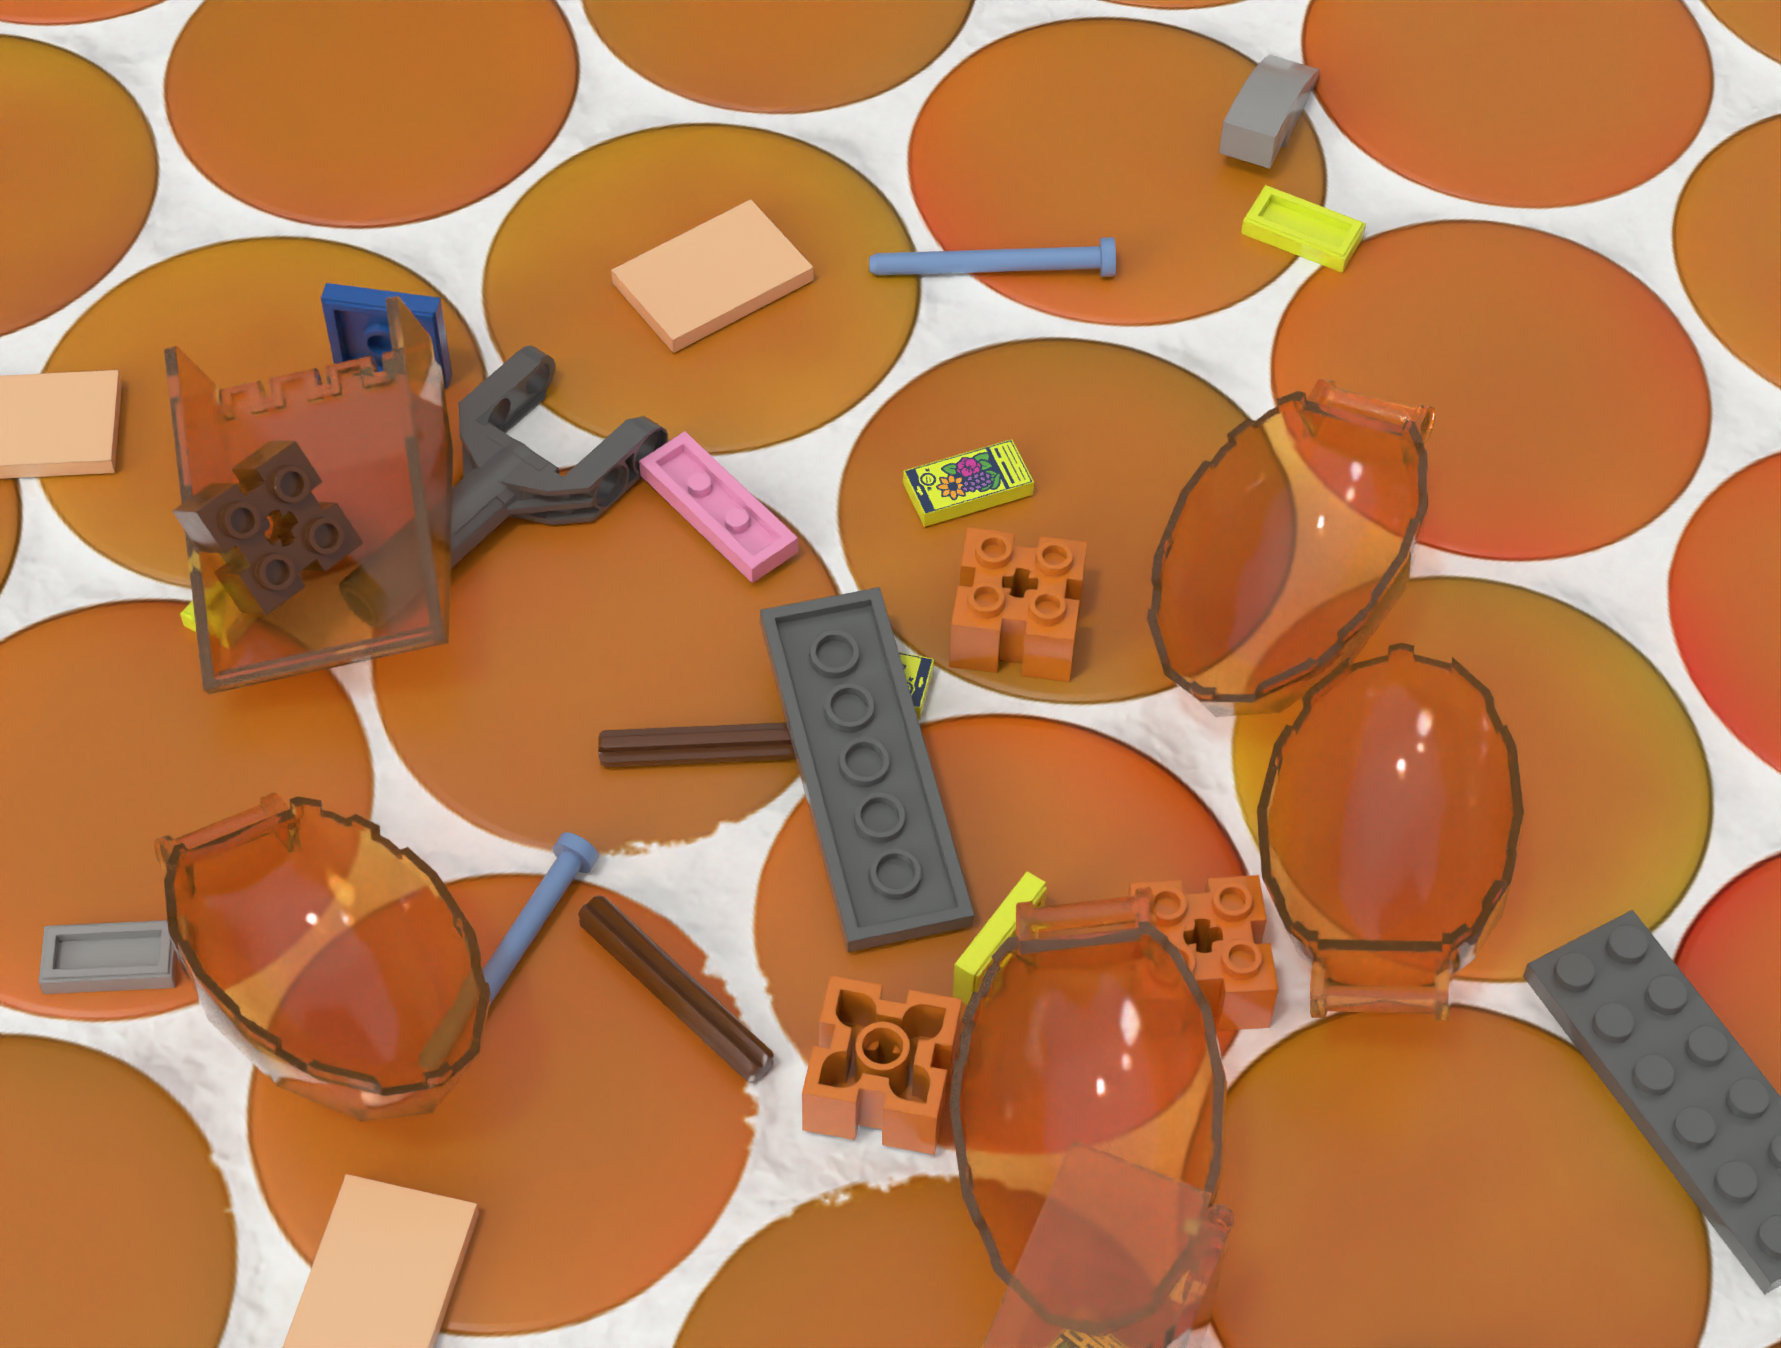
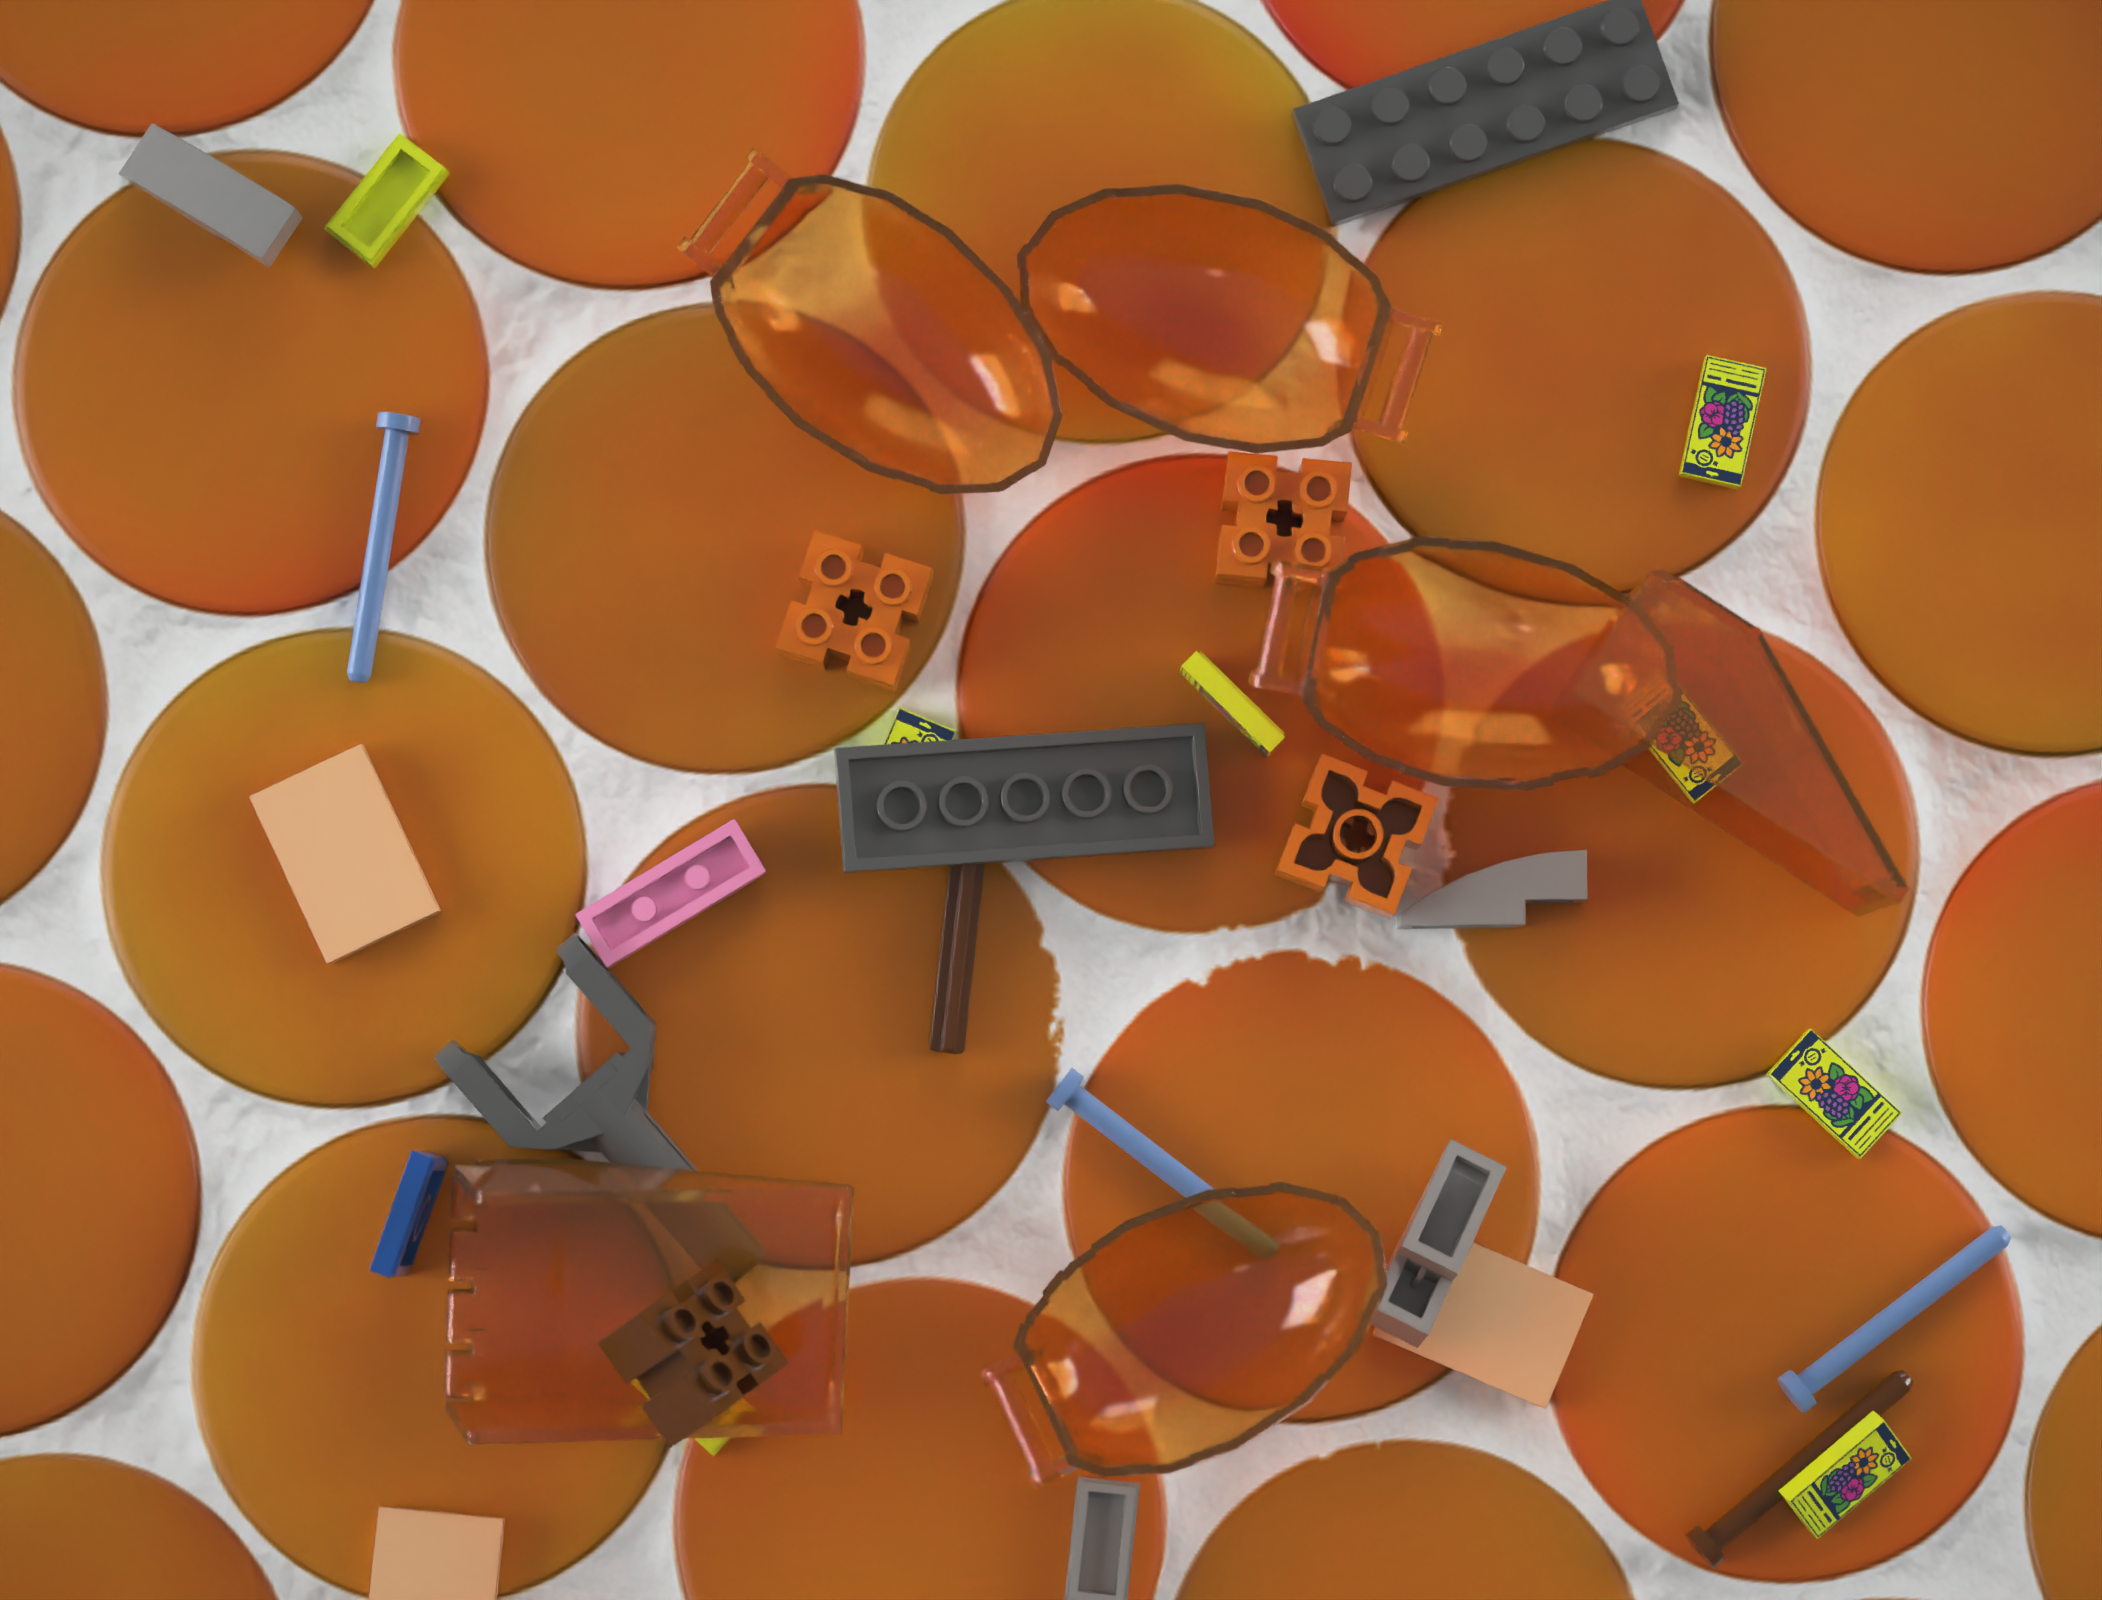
camera: 80 degrees left, 30 degrees up
(450, 1205) = (1436, 1242): none -> light grey slope
(676, 989) = (1225, 1014): reddish brown axle -> none
(850, 1228) = (1499, 893): none -> light grey slope
(968, 483) = (677, 631): tile -> none

